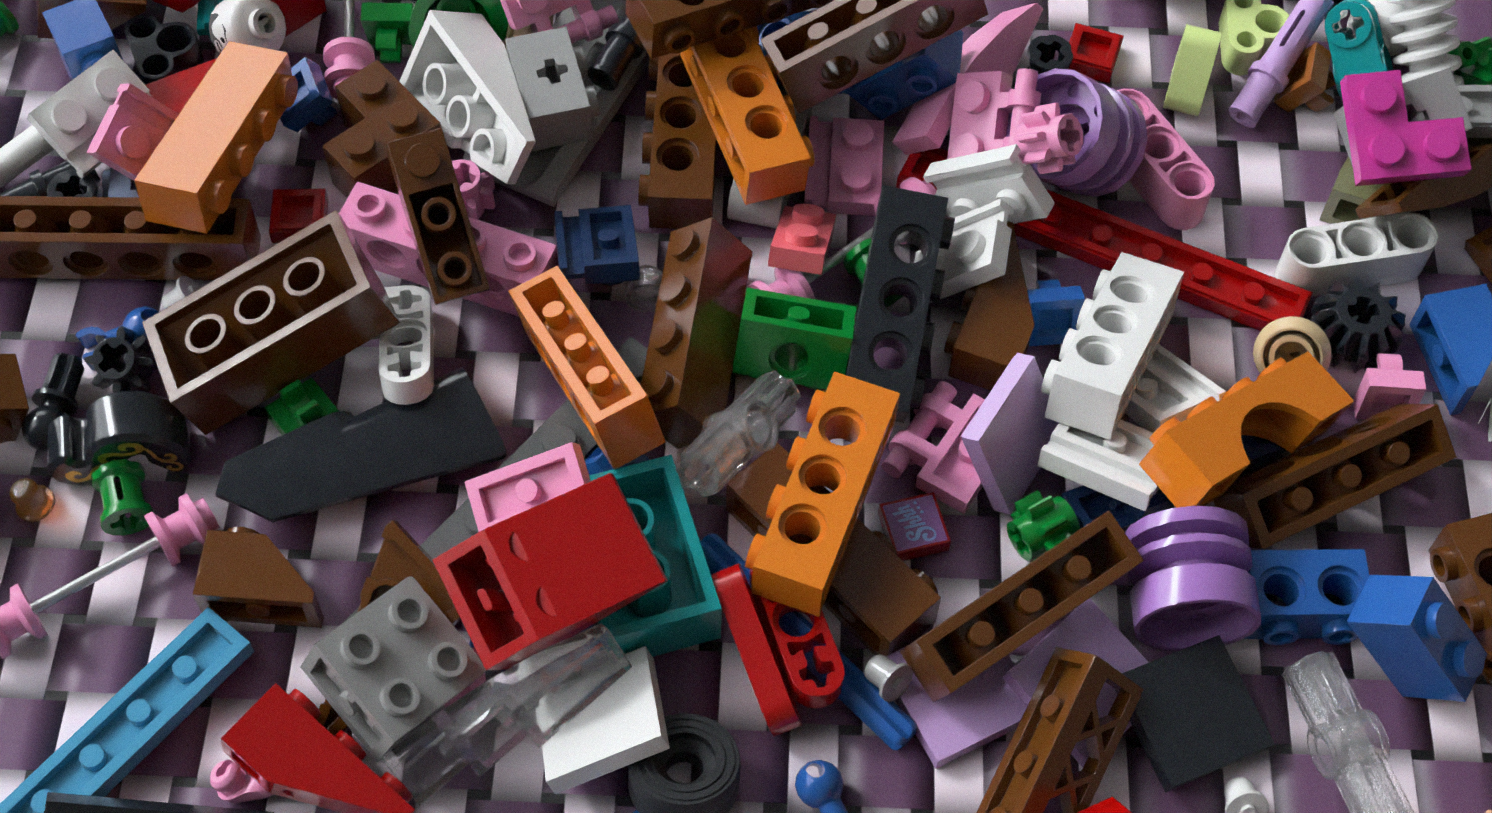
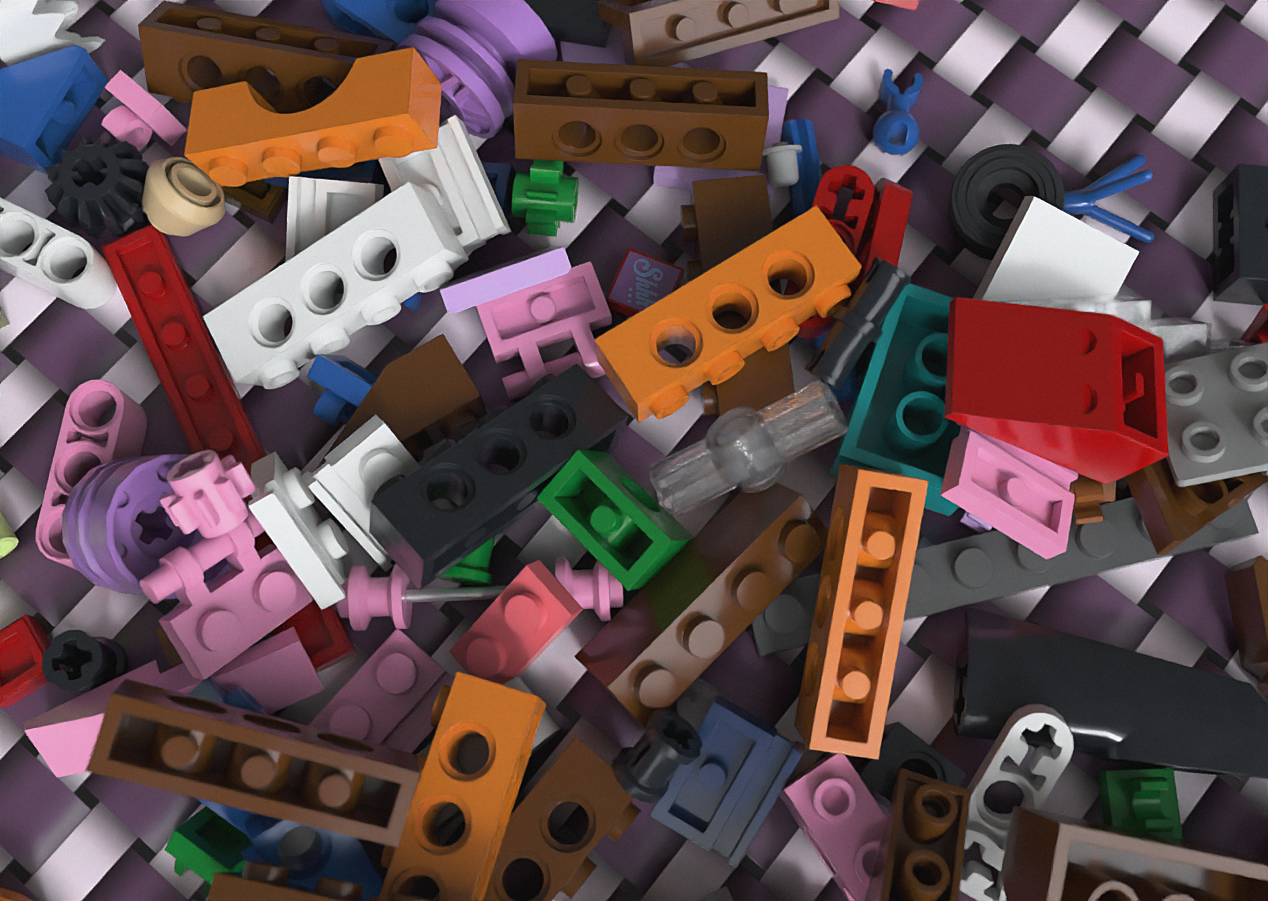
camera: 140 degrees left, 15 degrees up
(487, 342) = (897, 747): none -> black brick
(660, 227) = (657, 756): none -> black bush
(726, 547) = (858, 323): none -> black pin

